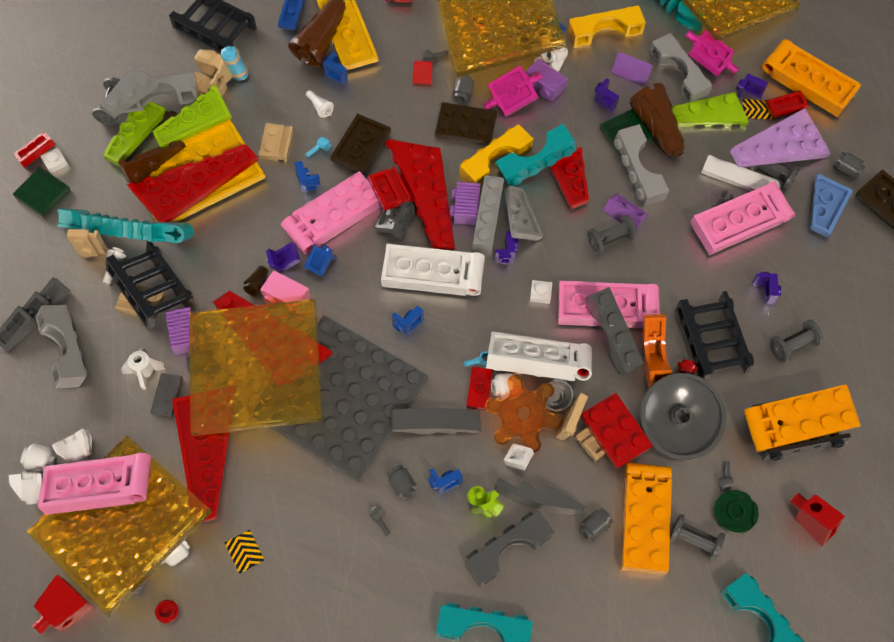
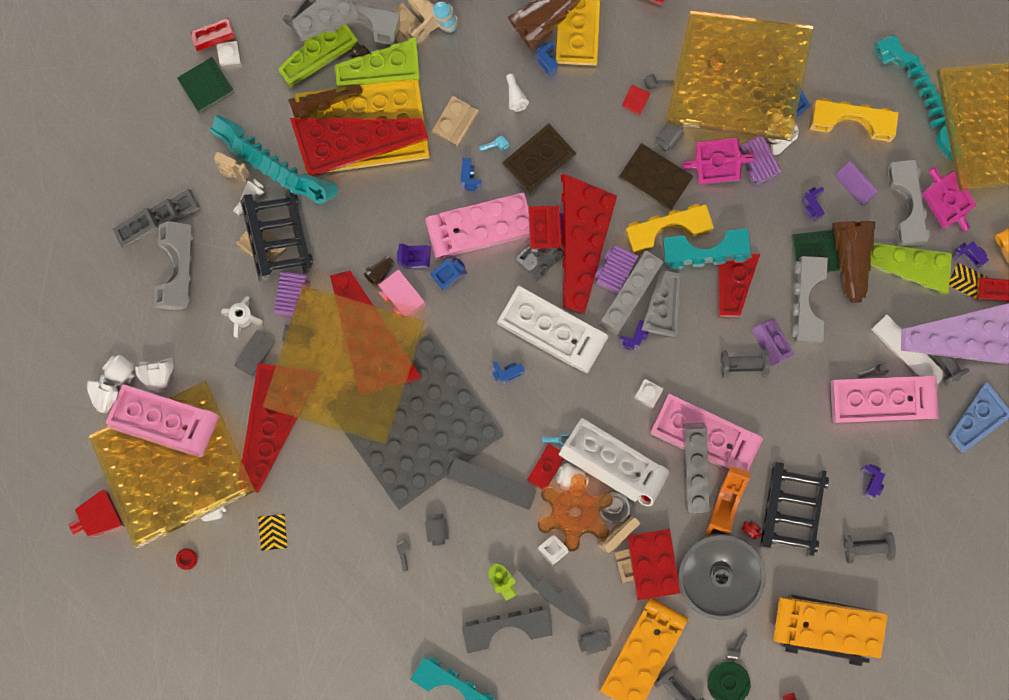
camera: 20 degrees right, 15 degrees up
(448, 481) = (479, 545): blue bracket -> none

